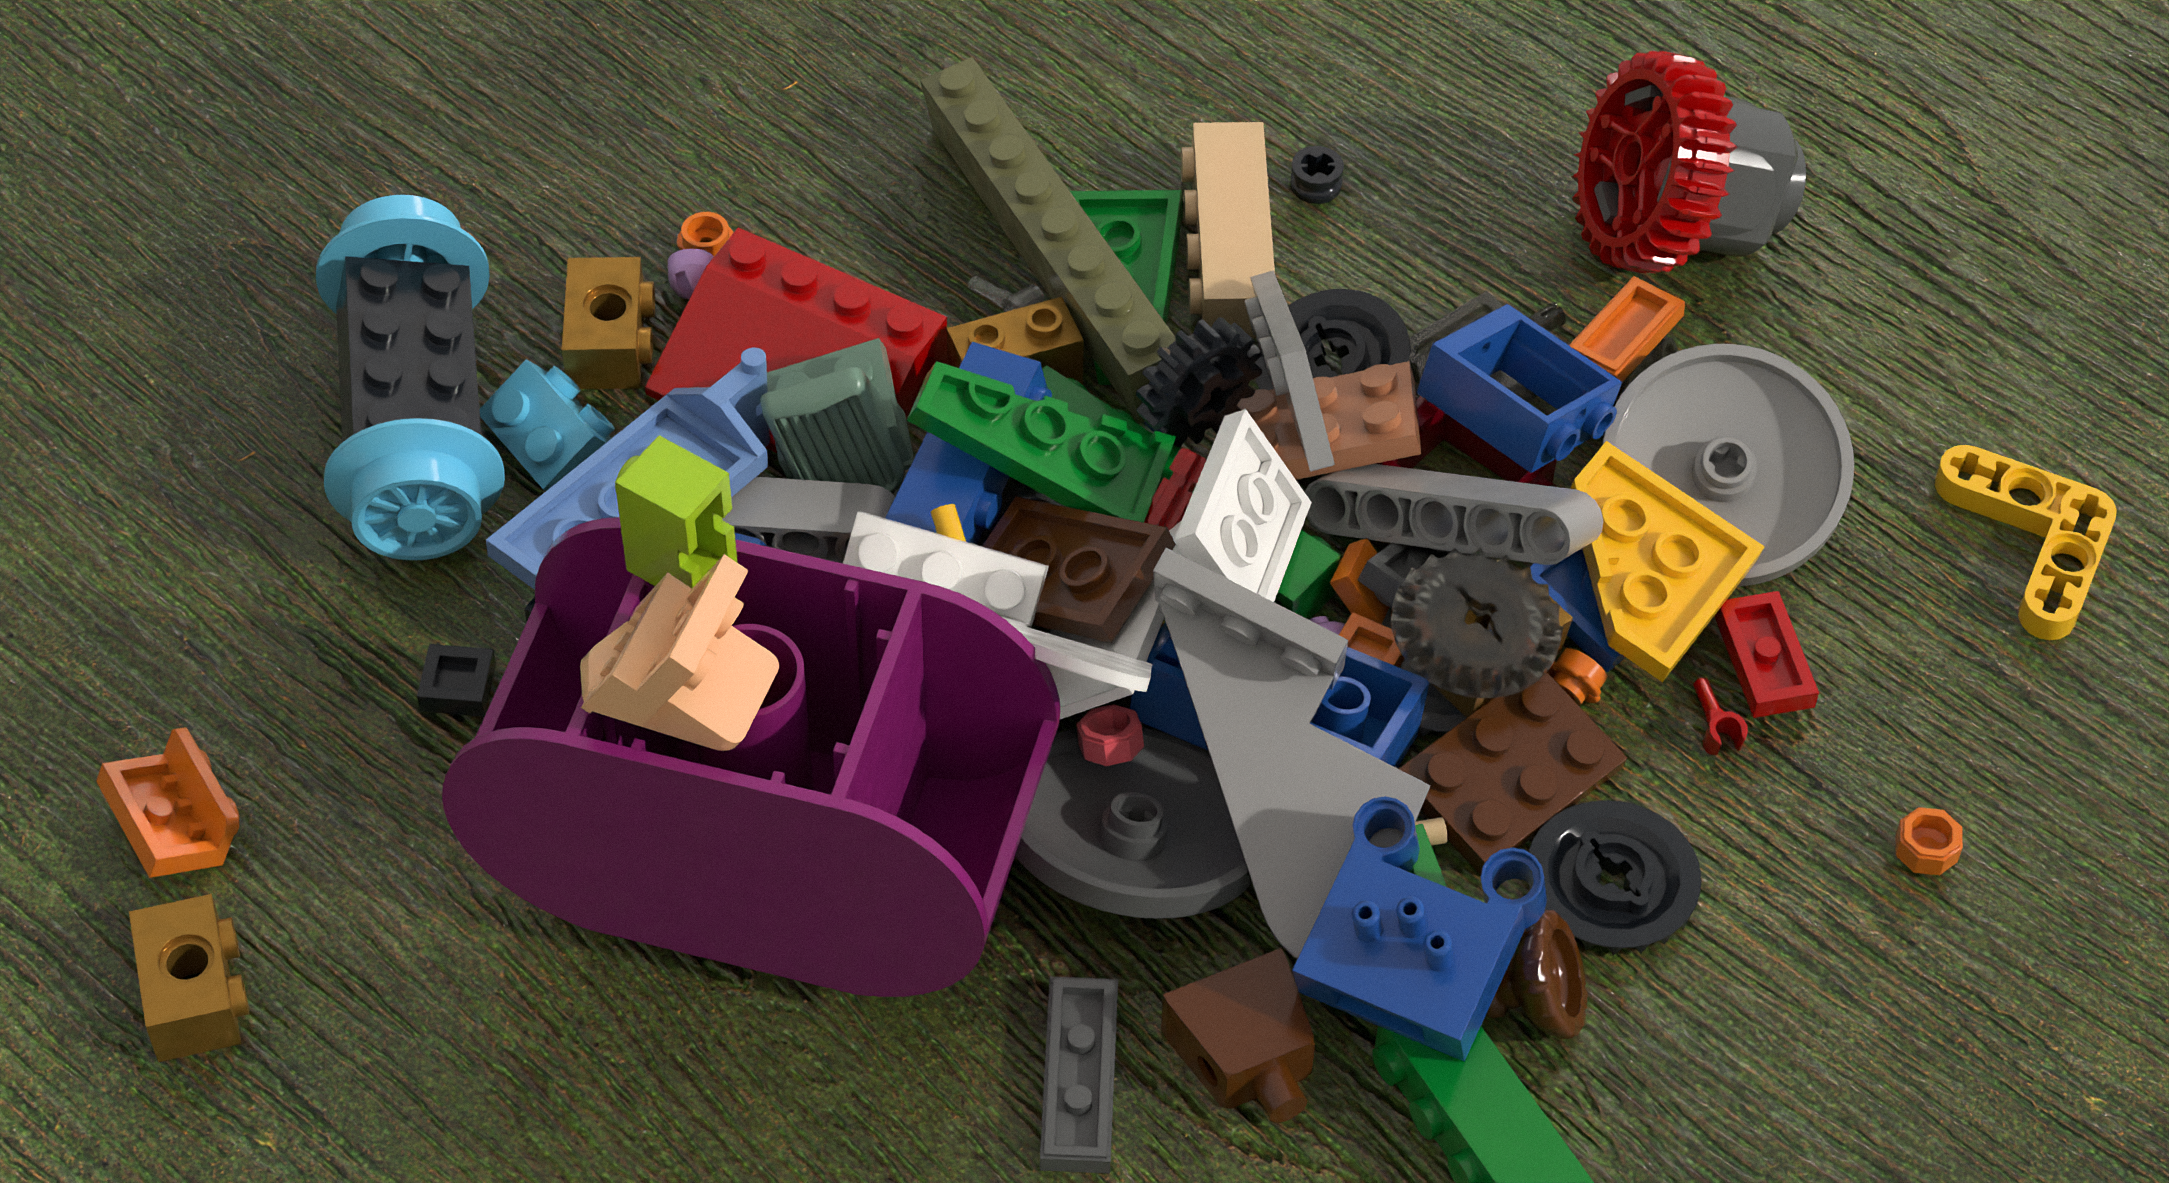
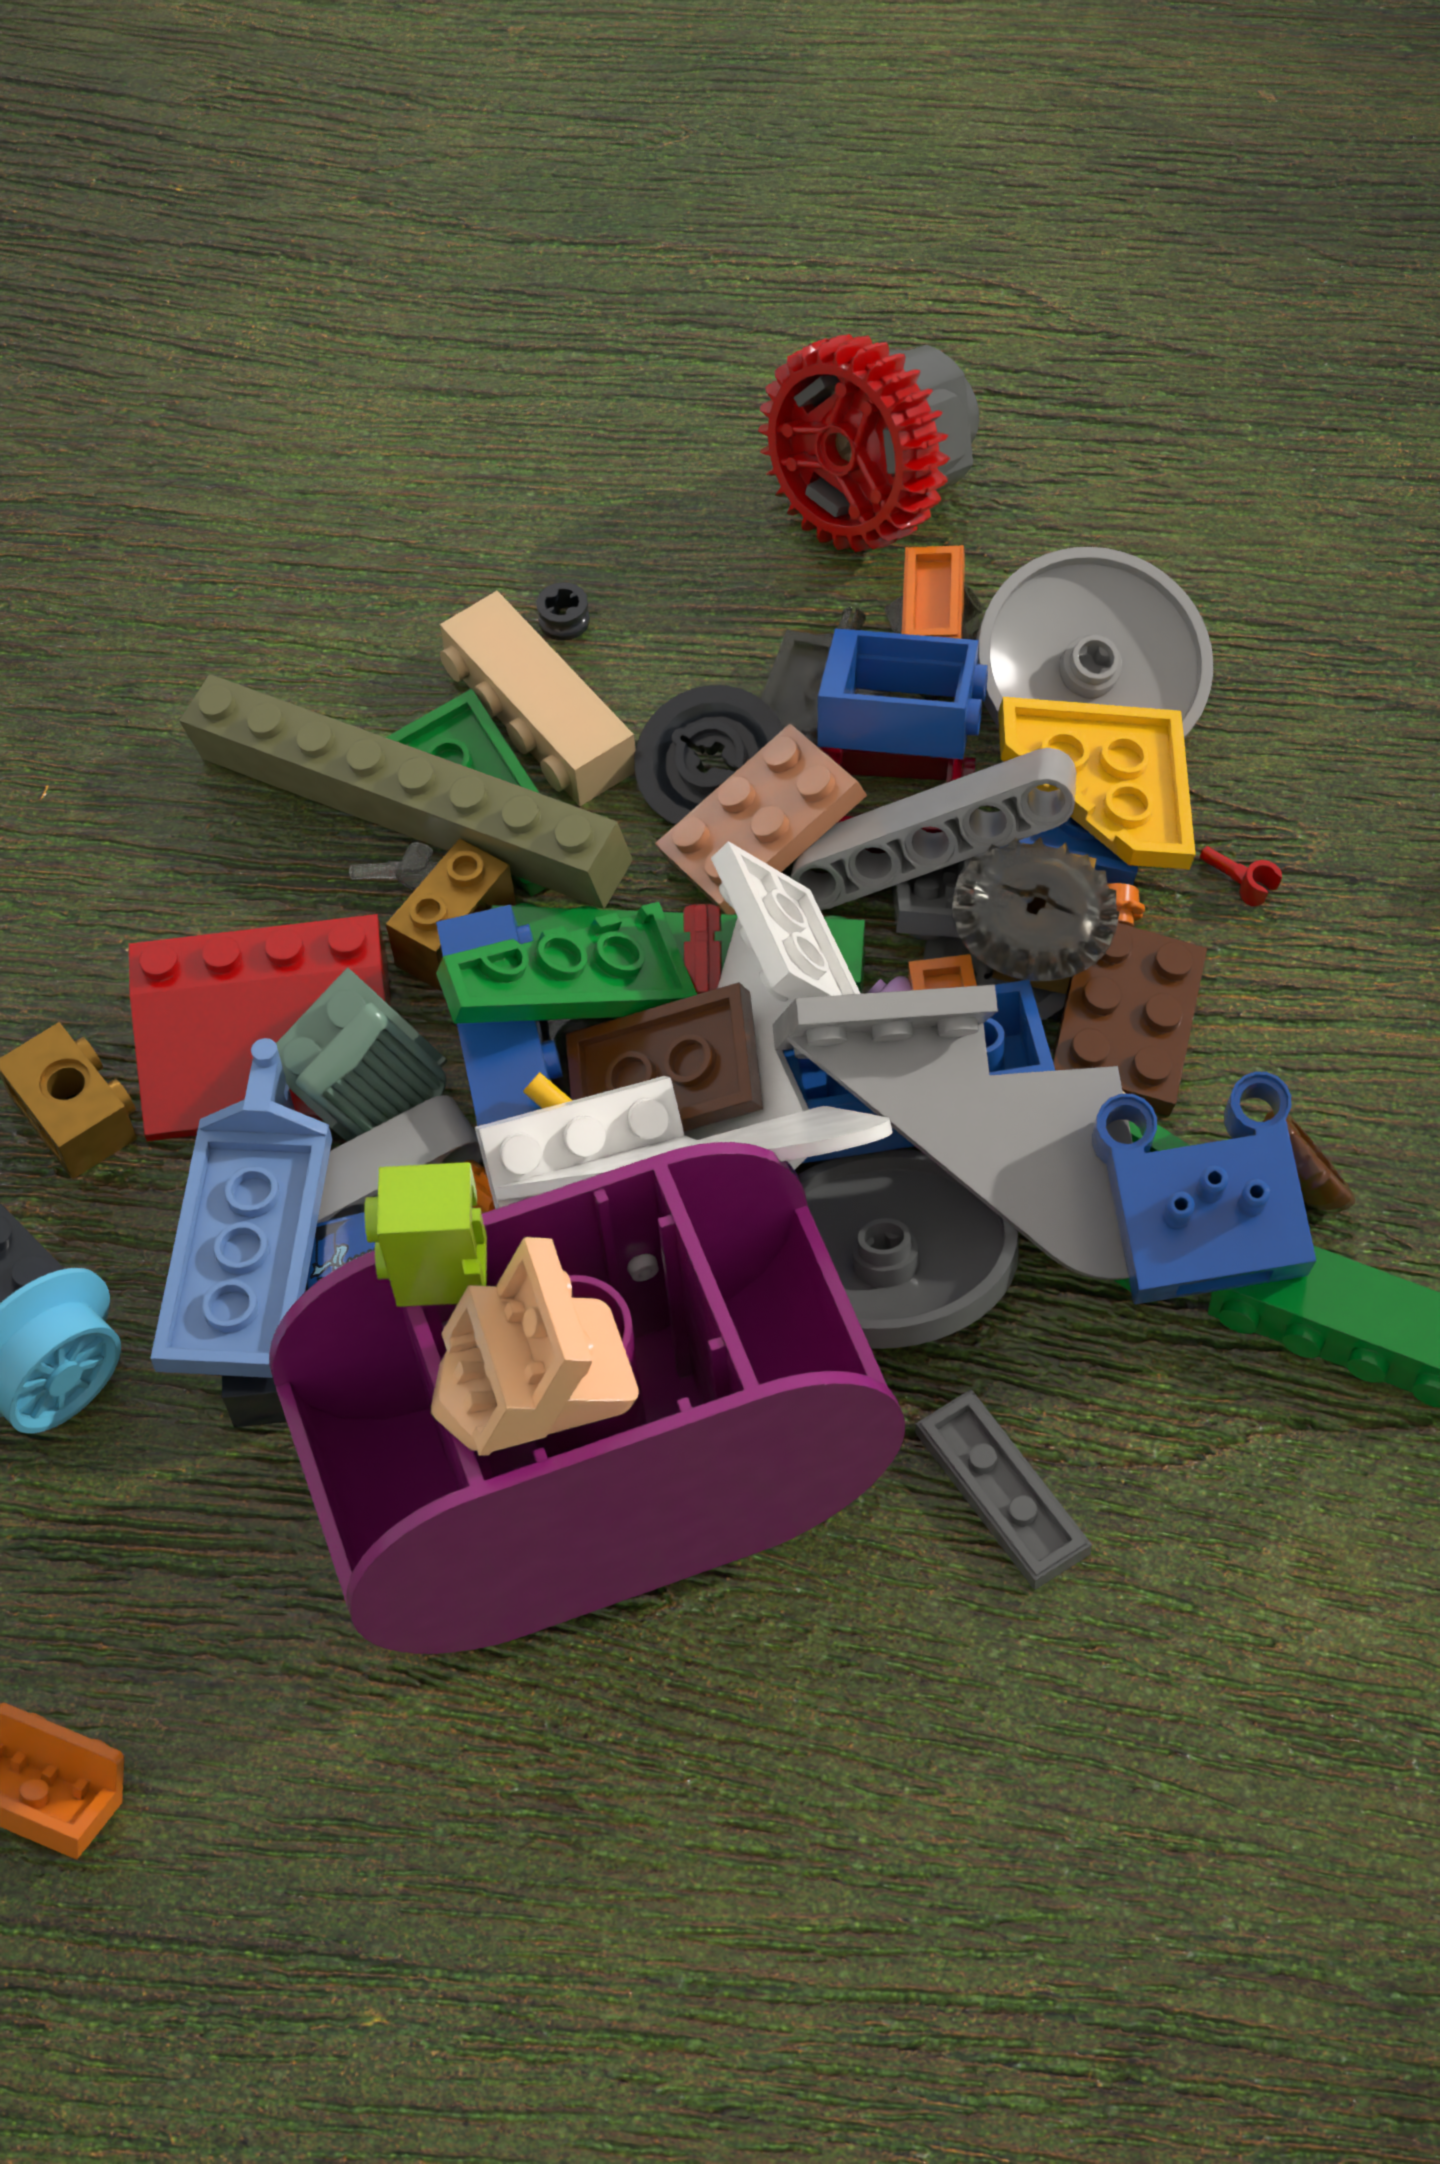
camera: 30 degrees left, 5 degrees up
(193, 1012) = (204, 1963): pearl gold brick -> none
(456, 680) = (202, 1499): black plate -> none
(544, 422) = (93, 1223): medium azure bracket -> none
(686, 269) = (103, 1008): lavender hinge -> none
(704, 232) = (89, 960): orange plate -> none
(1110, 735) = (821, 1185): coral tile -> none
(1199, 381) = (647, 841): black gear -> none
(1245, 1035) = (1113, 1368): reddish brown torso -> none
(1288, 366) = (711, 779): light grey wing -> none
(1352, 592) = (882, 933): orange tile -> none
(1621, 838) = (1249, 1016): black gear -> none
(1766, 654) = (1242, 799): red plate -> none
(2052, 518) = (1352, 559): yellow beam -> none

